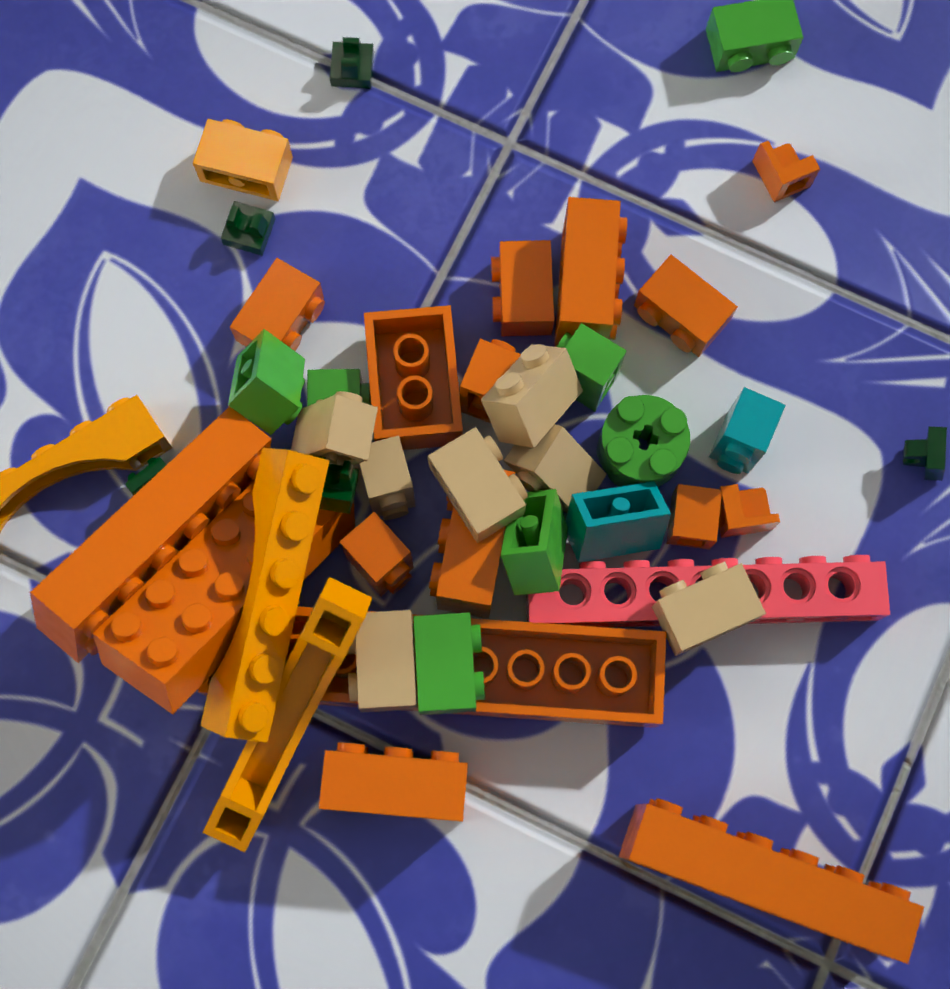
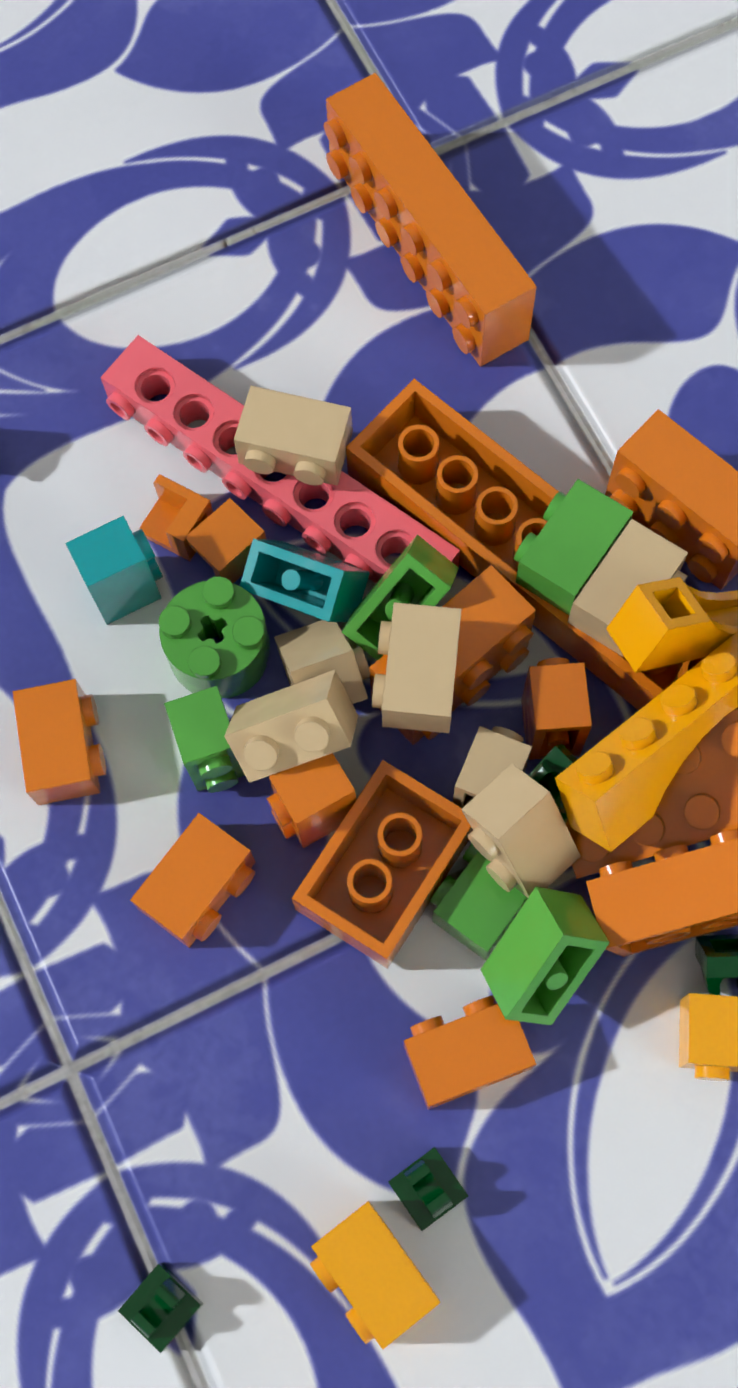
camera: 135 degrees left, 5 degrees down
(591, 267) = (124, 830): orange brick -> none

